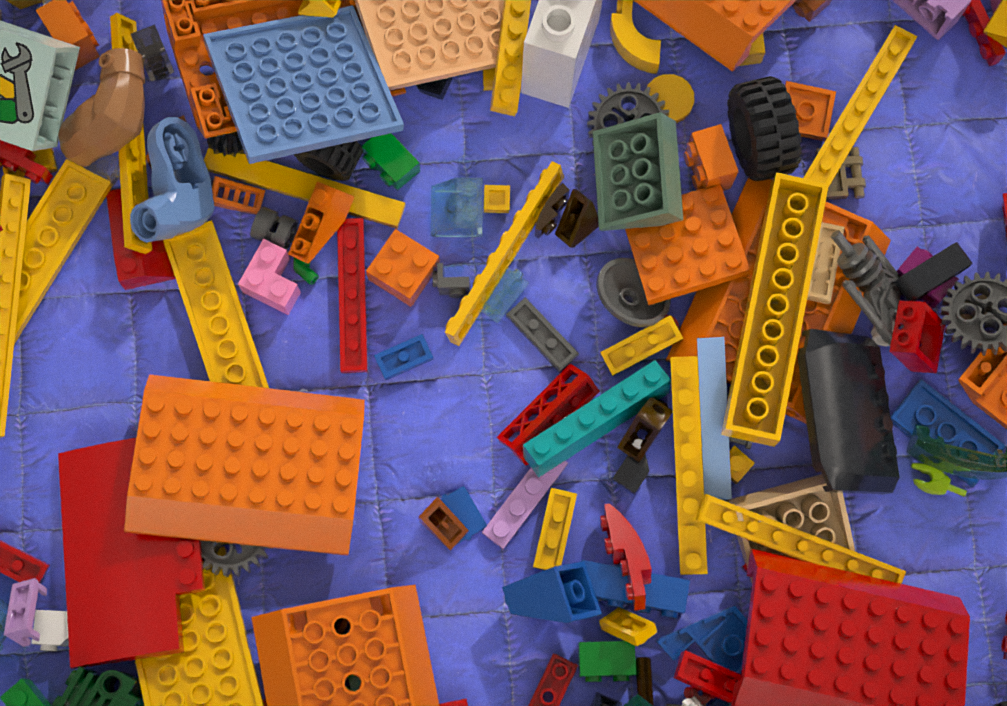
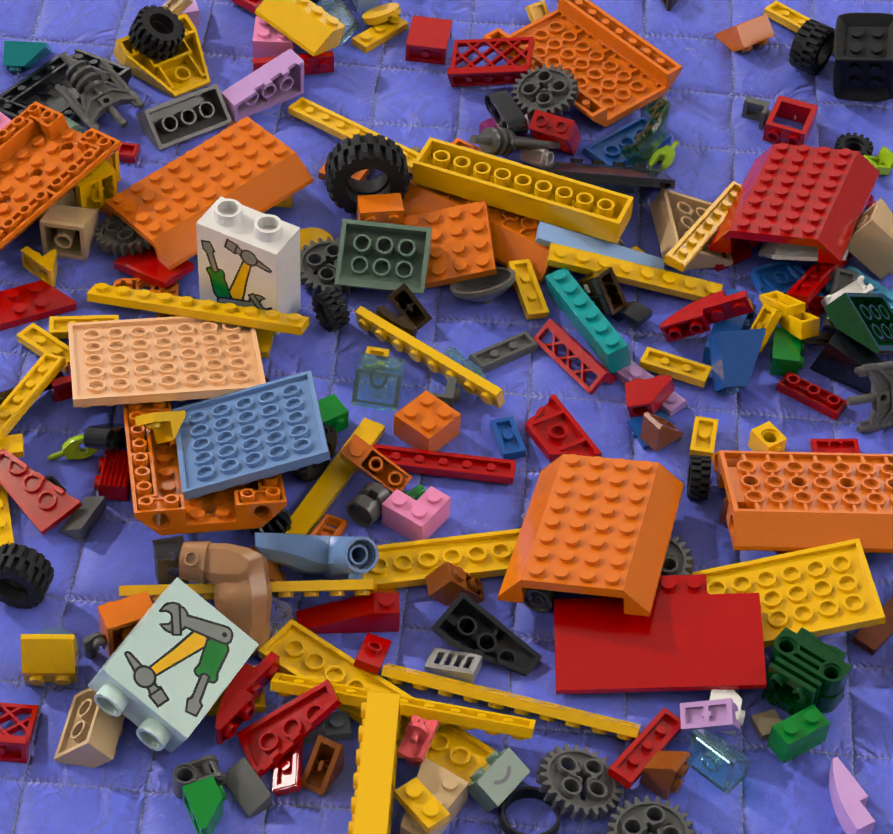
camera: 80 degrees left, 30 degrees down
(39, 413) = (521, 704): none -> yellow plate
(50, 677) = (763, 723): none -> dark tan tile
(77, 266) = (372, 653): none -> red plate
(89, 359) = (464, 659): none -> light grey slope
(117, 363) = (478, 632): none -> black wedge
(178, 333) = (449, 581): none -> dark orange slope
(371, 571) = (698, 477): none -> black tyre
(422, 411) = (558, 432): none -> red wing
(447, 573) = (703, 436): none -> yellow plate
(455, 636) = (767, 438): none -> yellow brick
(488, 499) = (647, 394): none -> red slope
(550, 135) = (330, 310): none -> black tyre
(652, 657) = (794, 318): none -> yellow slope

